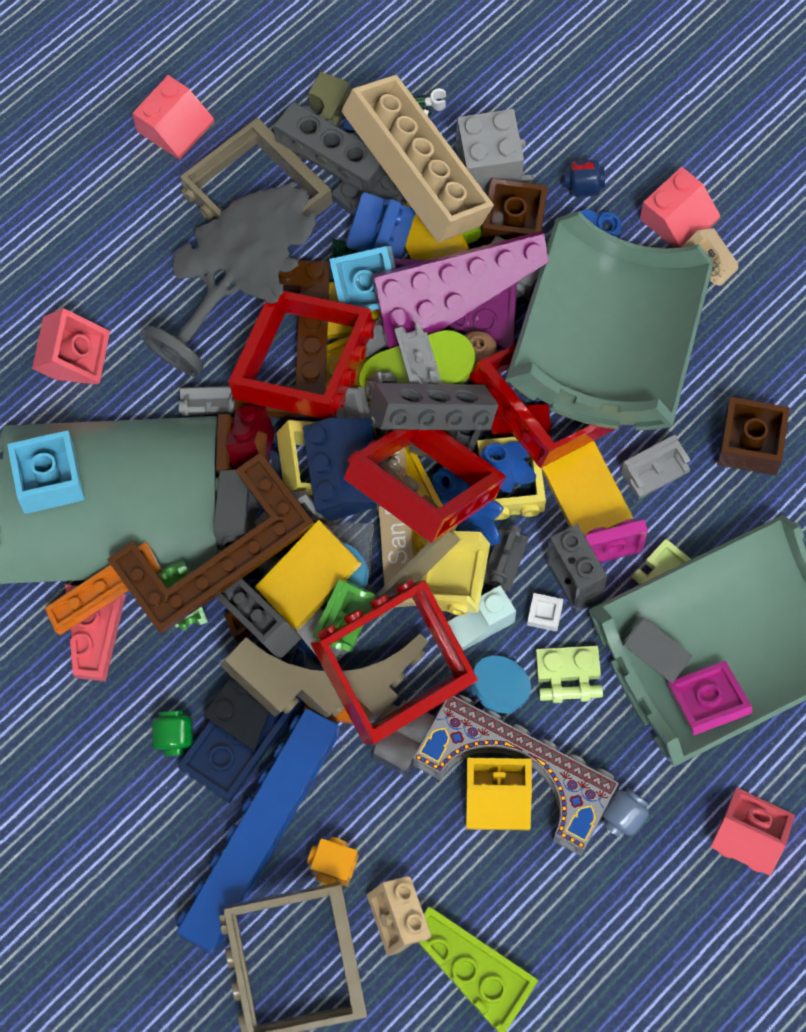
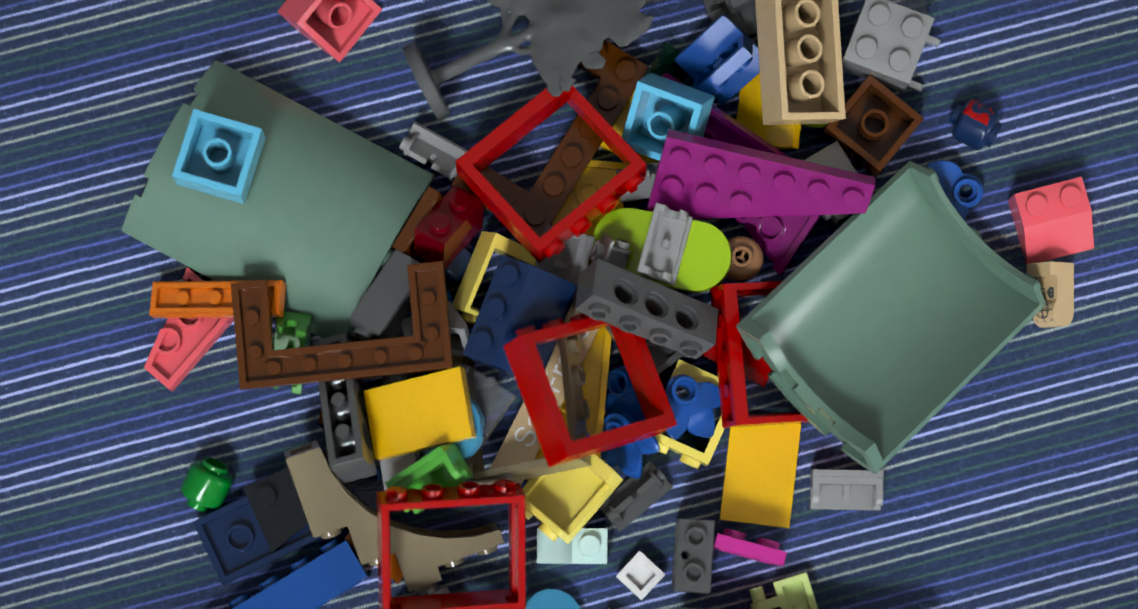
camera: 30 degrees right, 15 degrees up
(753, 436) = (963, 518): reddish brown brick -> none

